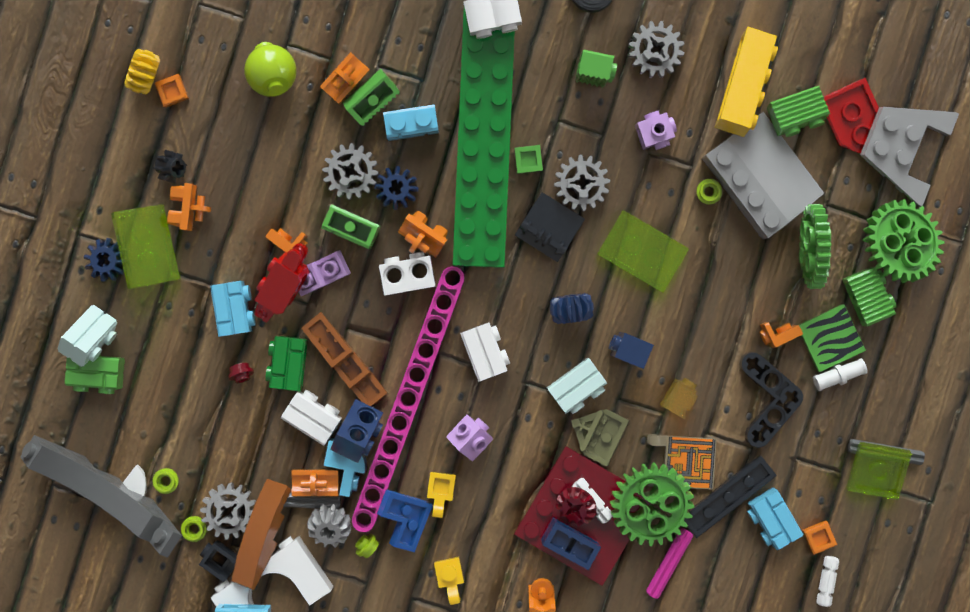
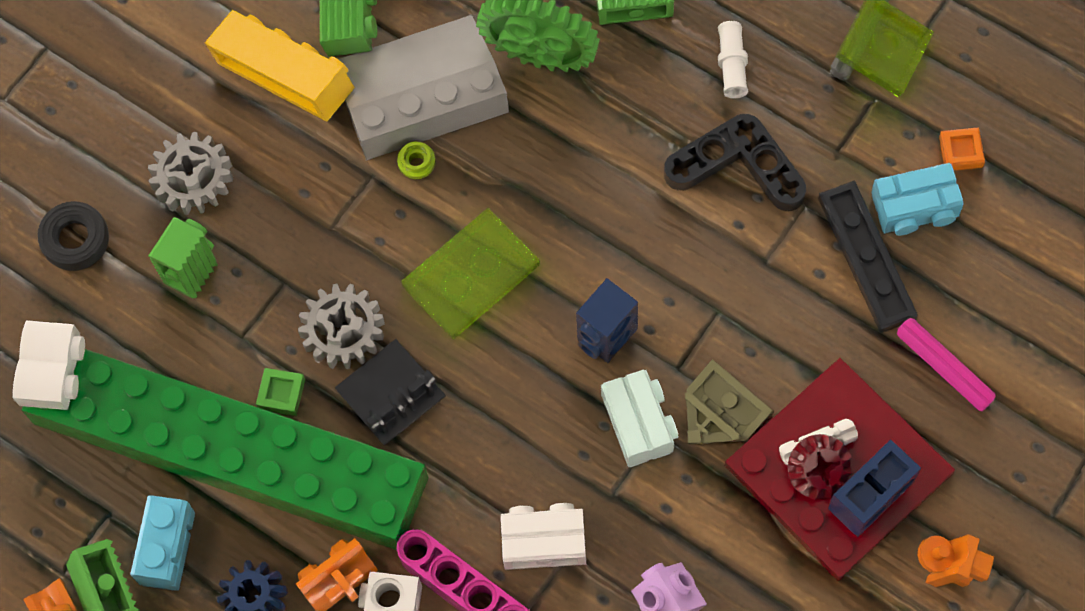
camera: 65 degrees left, 20 degrees down
(571, 308) = (519, 389): dark blue gear -> none
(647, 134) = (303, 203): lavender brick -> none
(665, 485) = (873, 384): bright green gear -> none
(680, 397) = (700, 279): clear yellow window -> none
(690, 457) = (798, 298): flag -> none
(784, 334) = (652, 122): orange bracket -> none
(827, 581) = (1029, 154): white axle -> none
(831, 338) = (677, 59): bright green tile -> none

